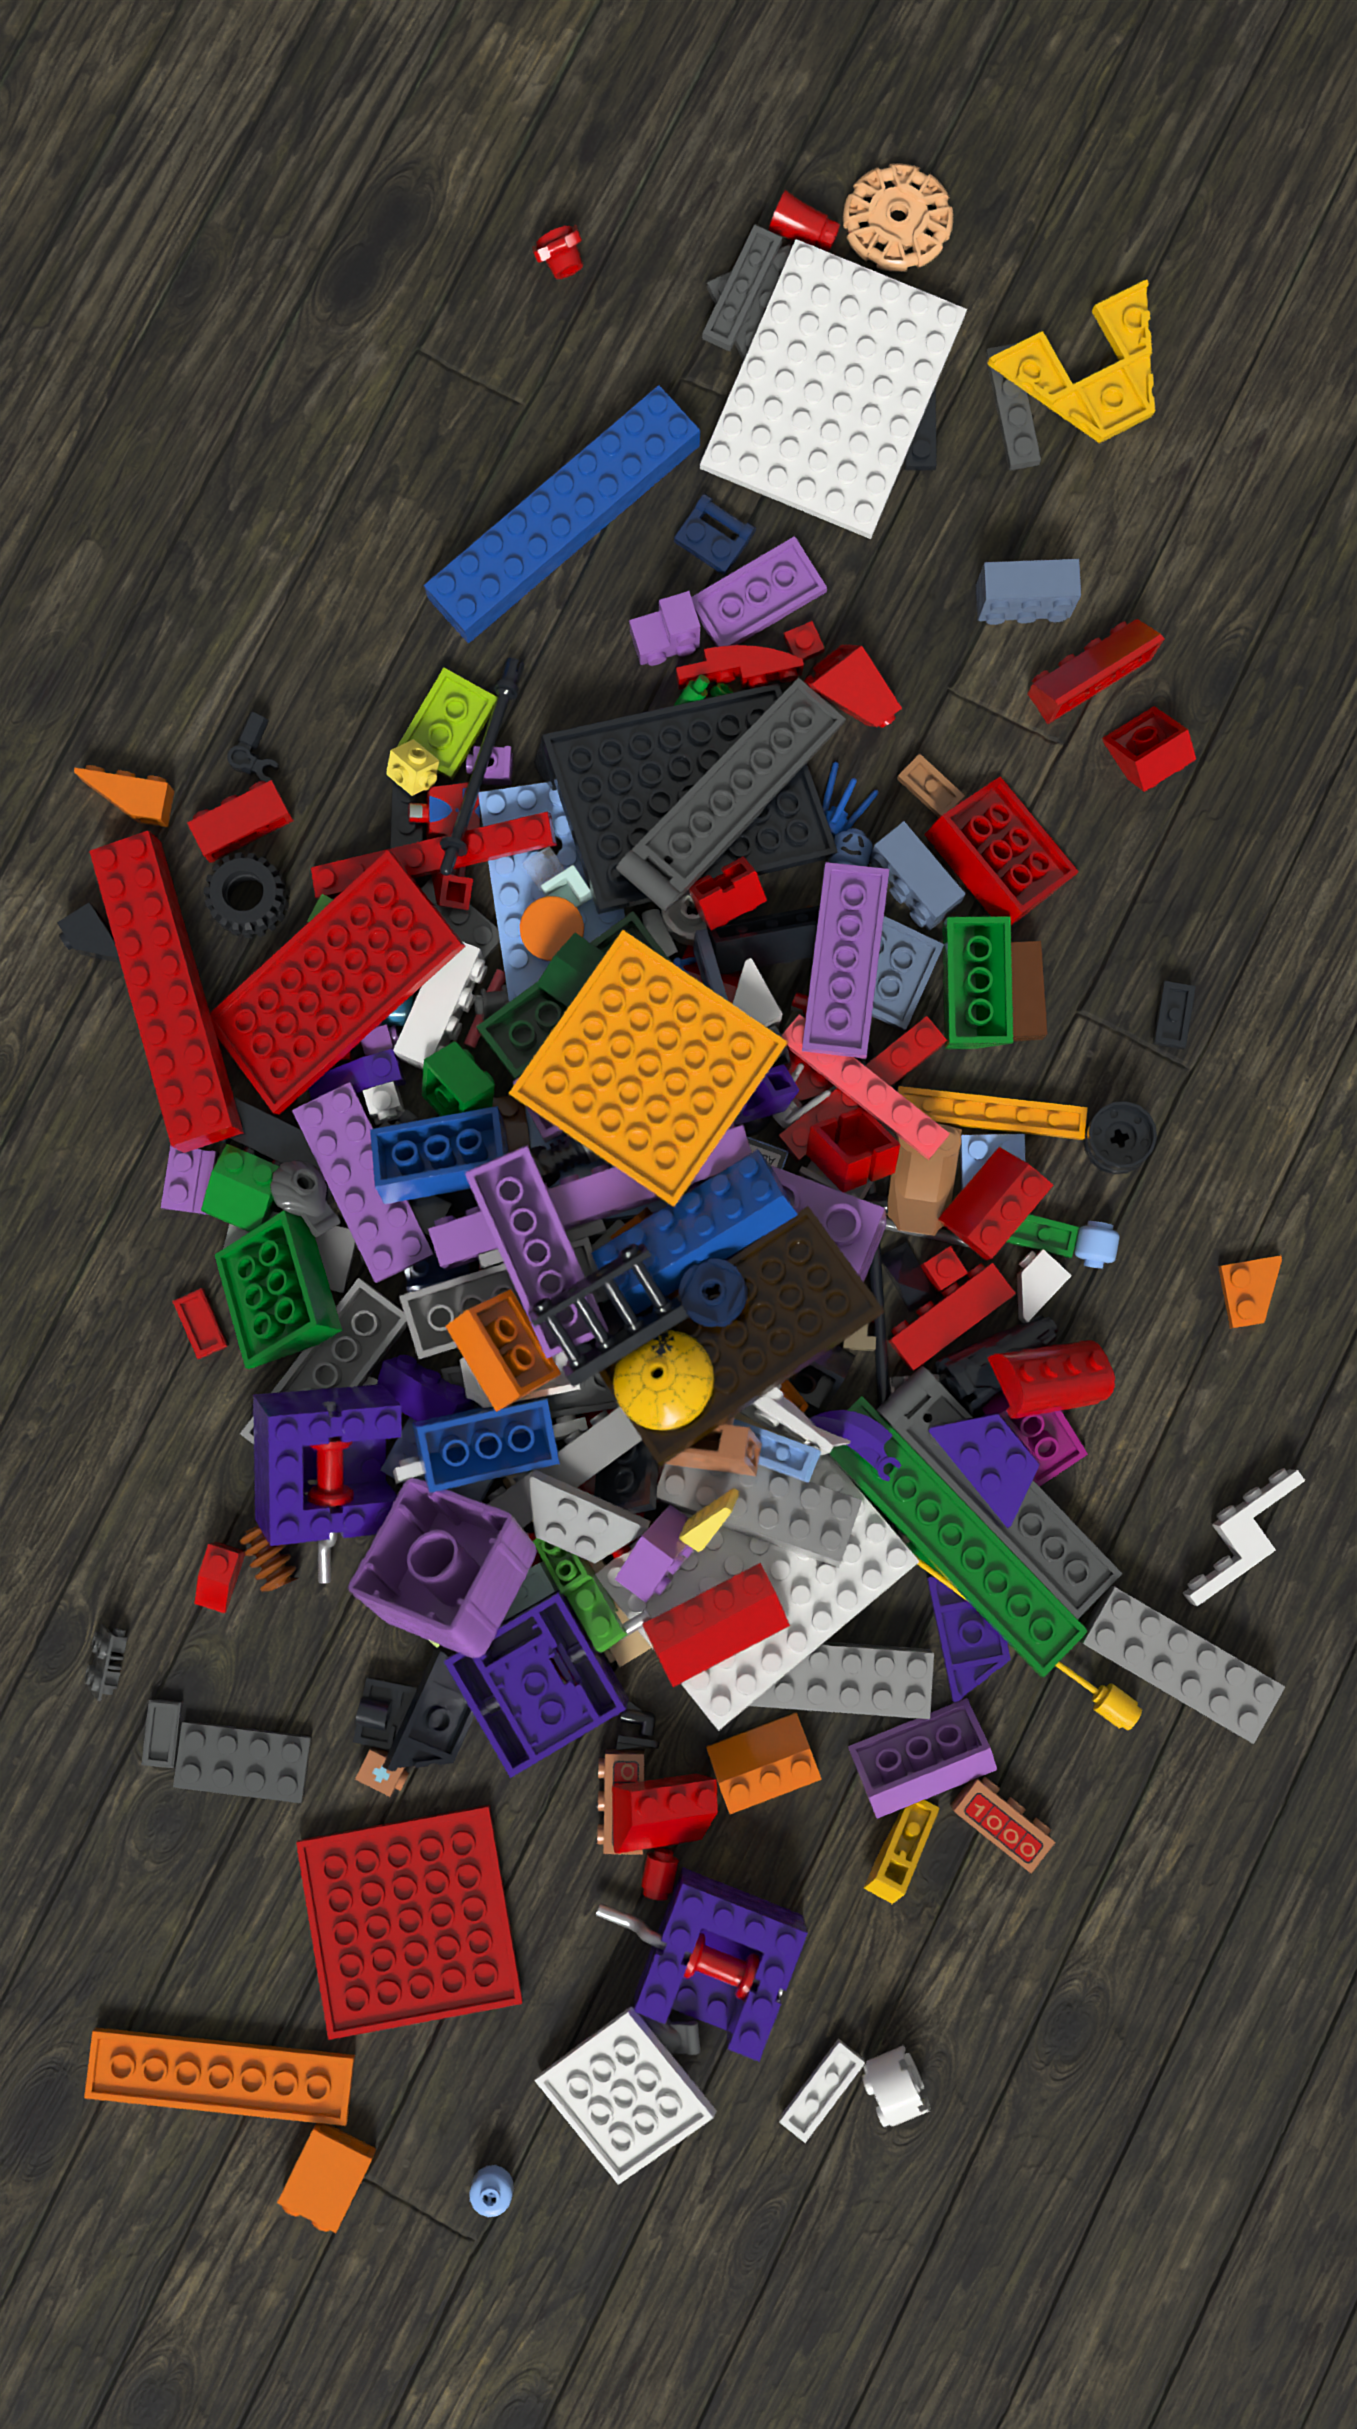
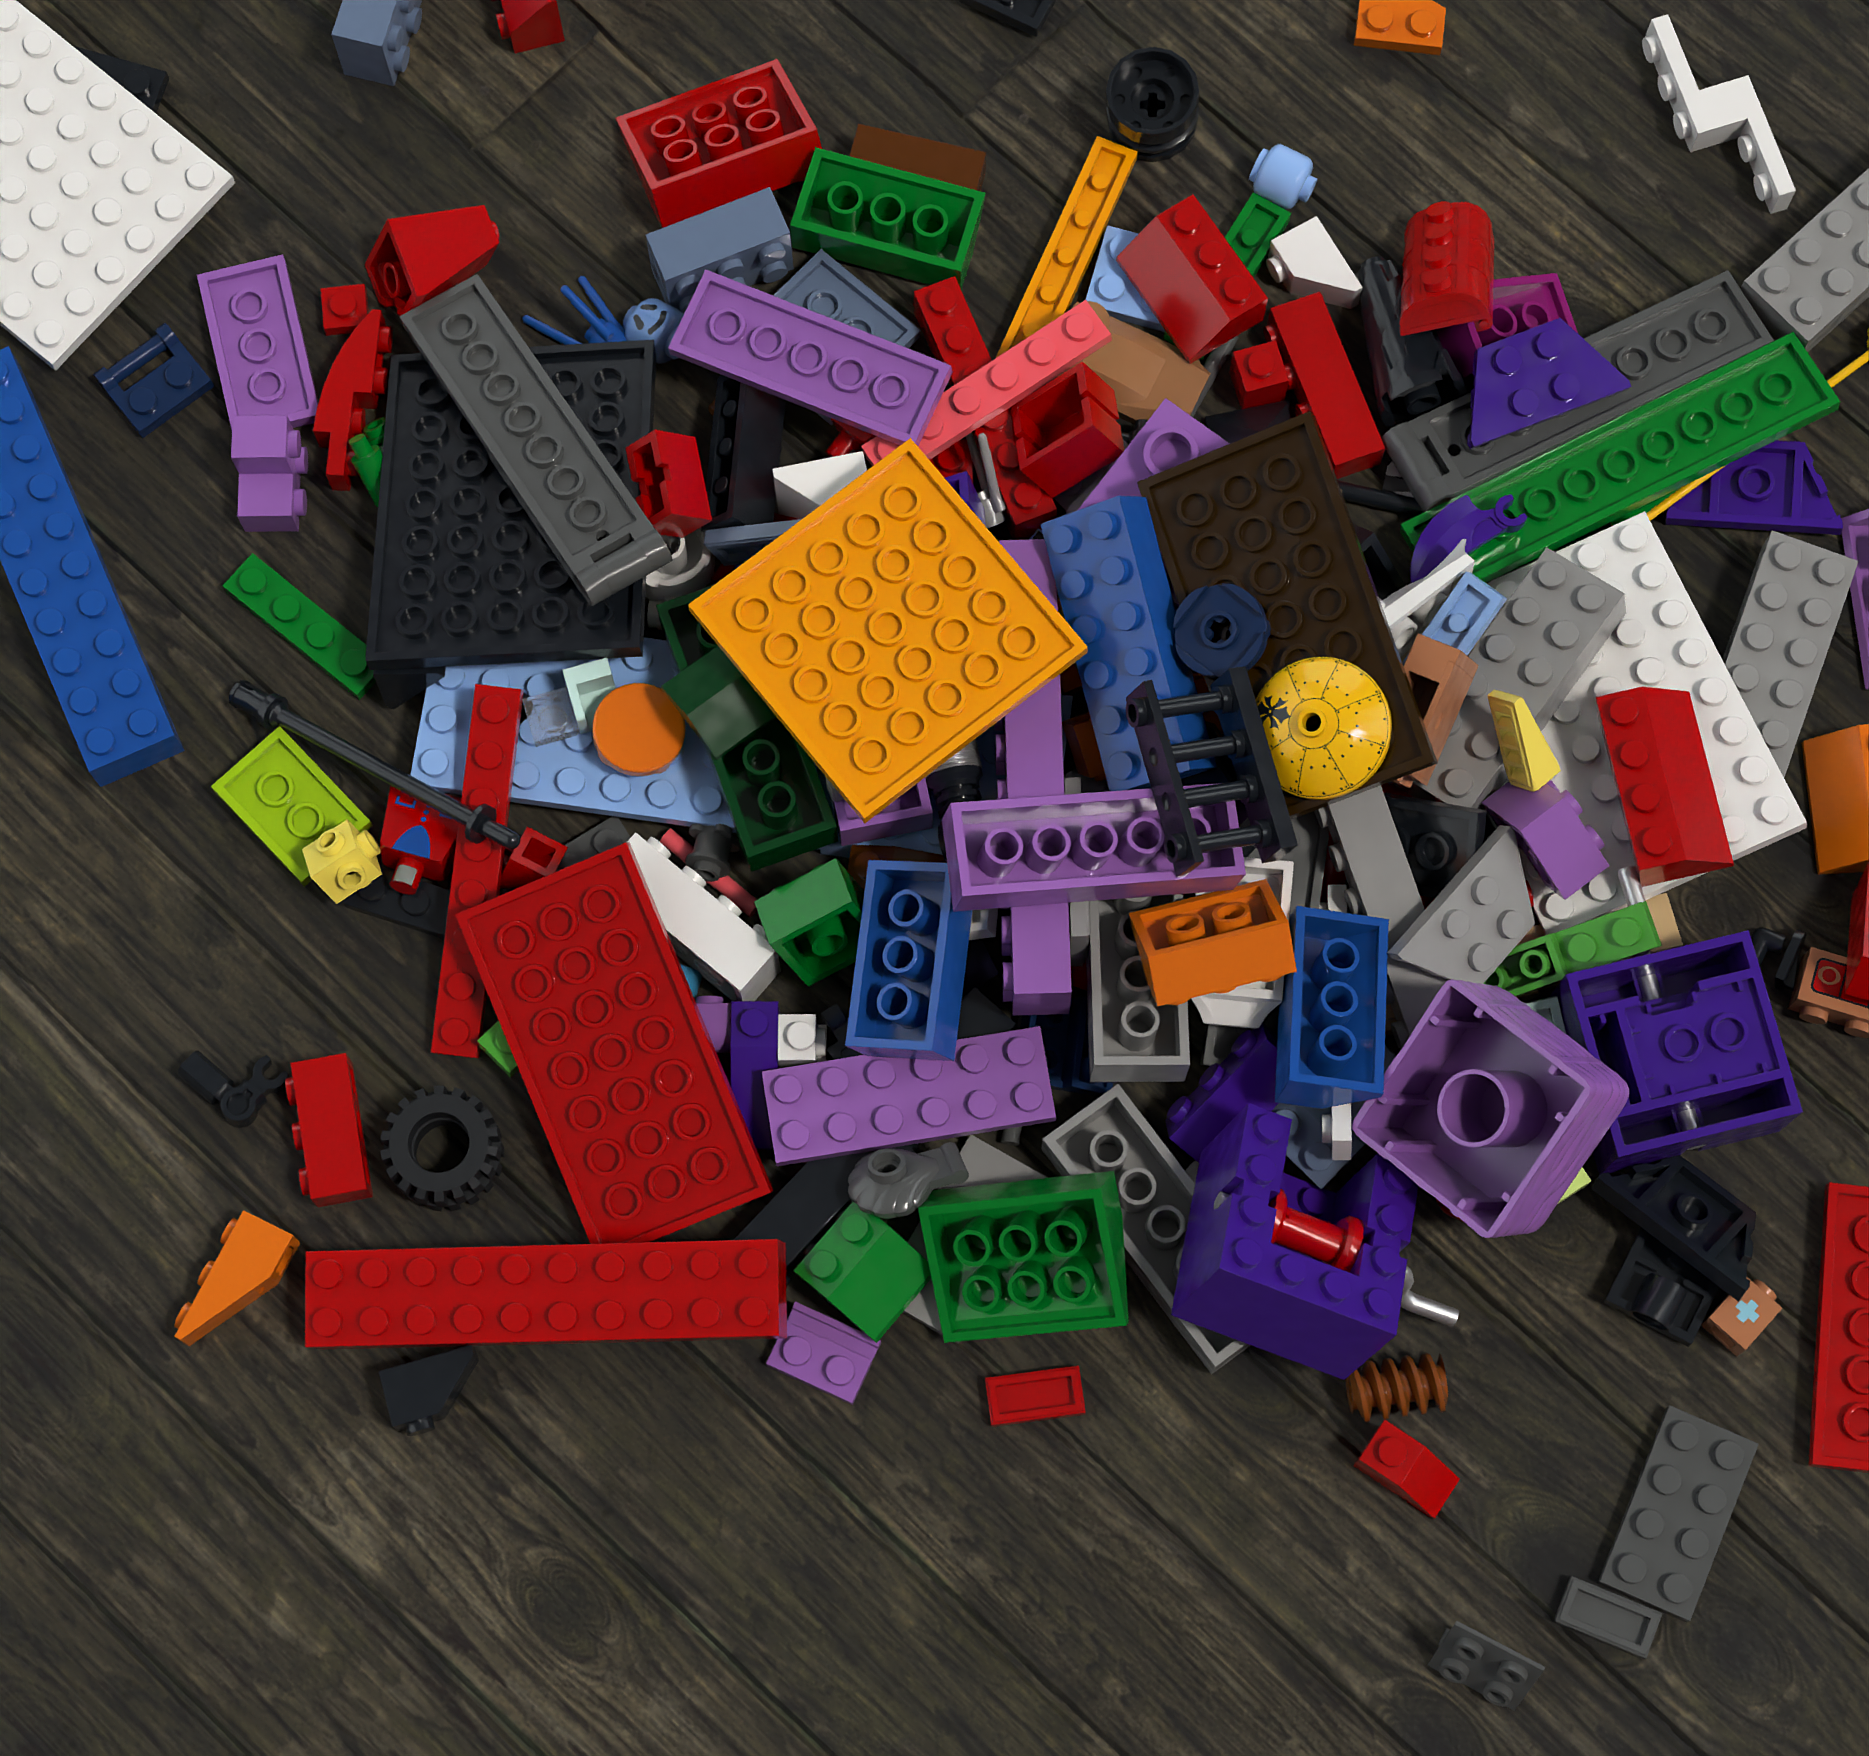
camera: 70 degrees left, 10 degrees down
(500, 772) = (383, 746): medium lavender brick -> none
(577, 683) = (302, 624): none -> green plate
(930, 786) = (601, 205): medium nougat plate -> none

